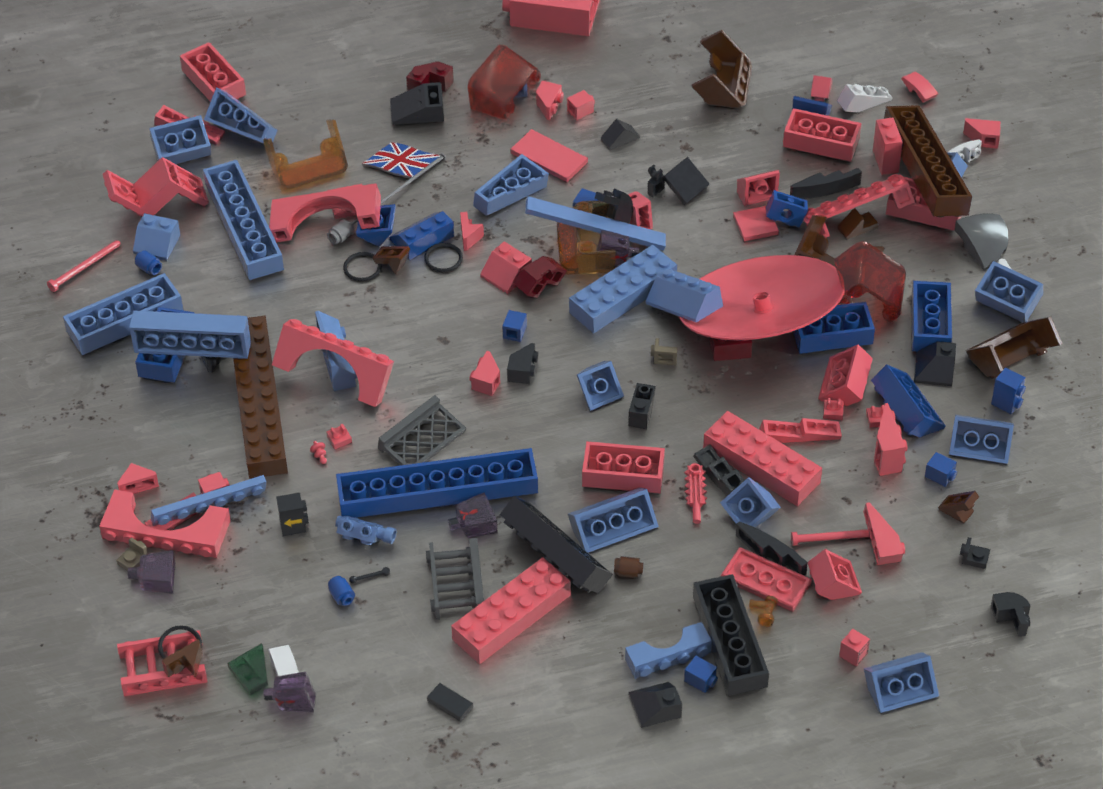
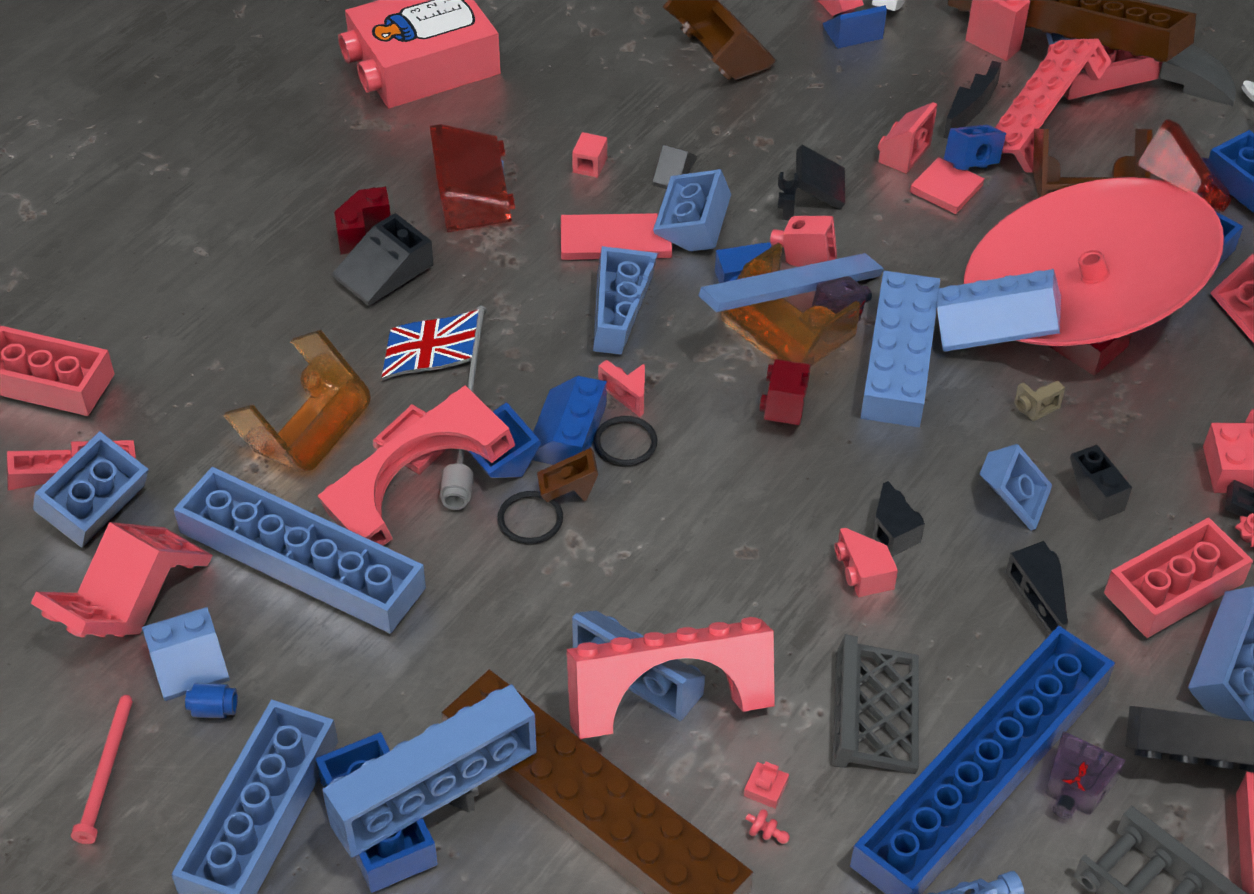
camera: 40 degrees left, 0 degrees up
(234, 116) = (138, 410): medium blue wedge -> none
(504, 266) = (729, 405): coral slope -> none
(514, 326) = (825, 475): blue brick -> none
(548, 97) = (542, 167): coral slope -> none
(558, 433) = (1039, 580): none -> black slope
(598, 162) = (694, 210): none -> medium blue slope
(620, 204) = (798, 243): black brick -> none
(822, 135) = (907, 46): coral brick -> none
(857, 224) = (1059, 124): reddish brown slope -> none

